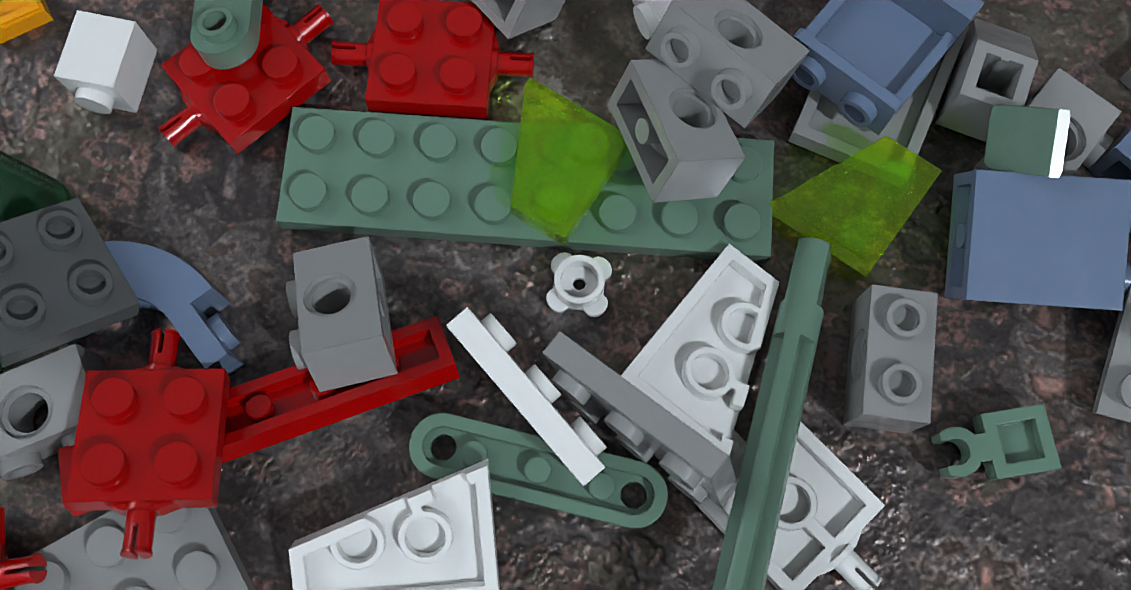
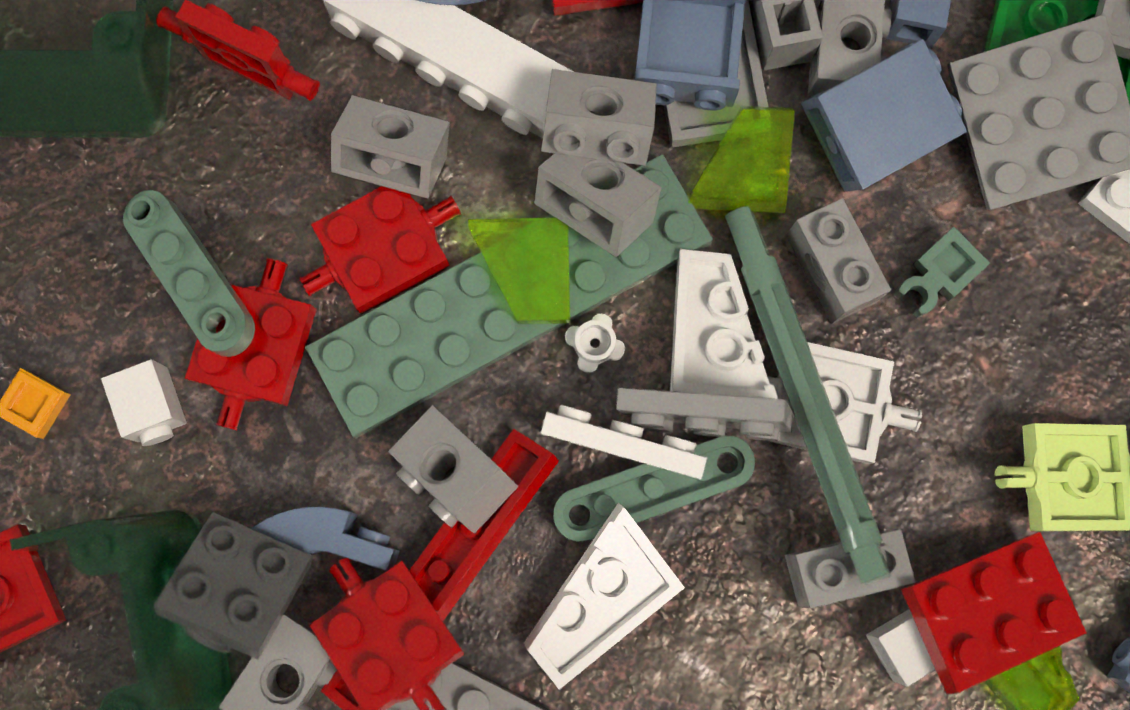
camera: 35 degrees left, 5 degrees up
(1027, 140) = (838, 55): sand green slope -> none

